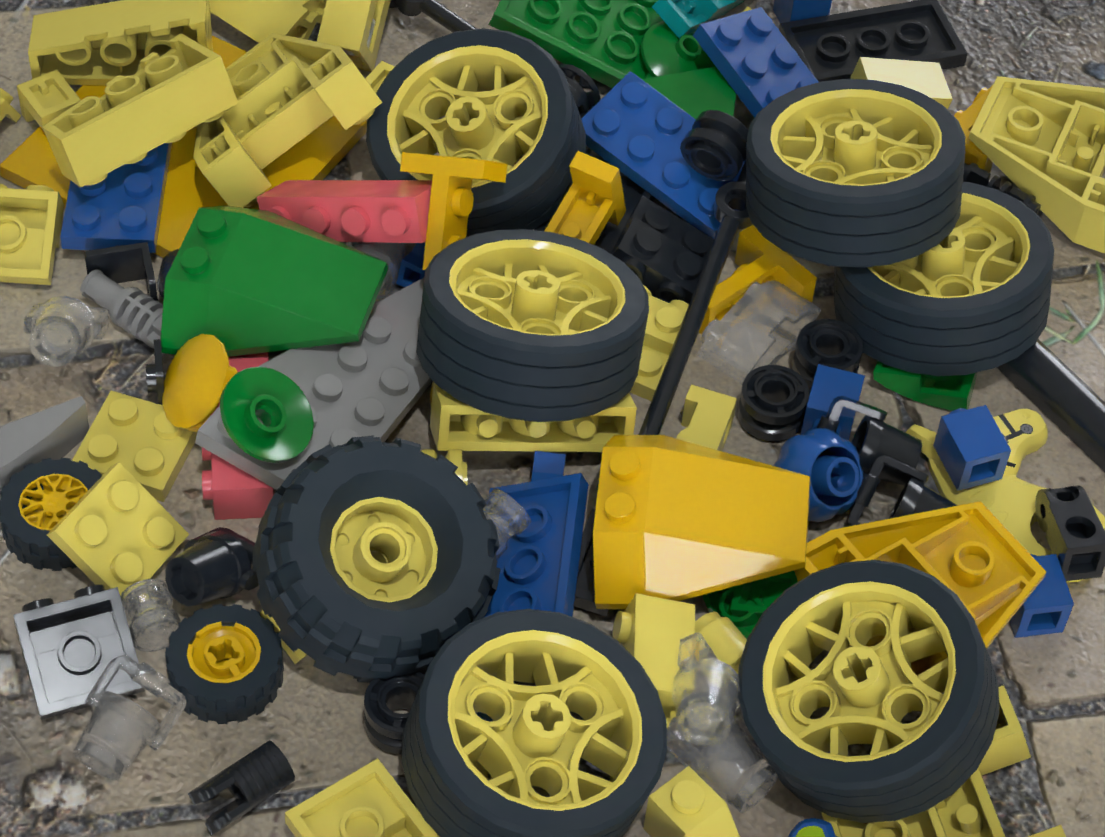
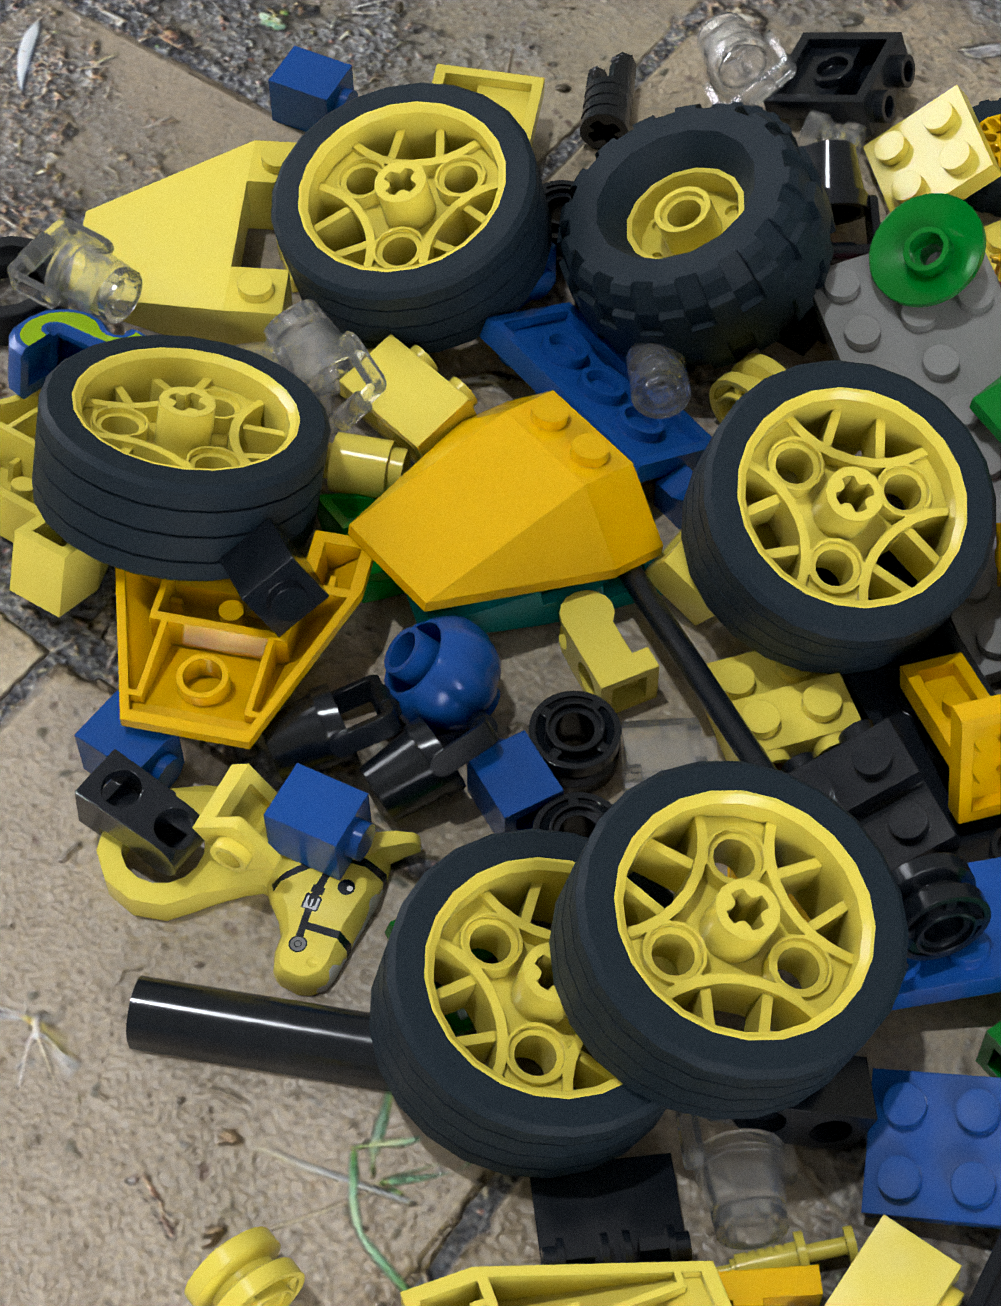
camera: 140 degrees right, 5 degrees up
(891, 540) = (273, 577): none -> black brick
(1032, 474) = (235, 821): none -> light yellow bracket

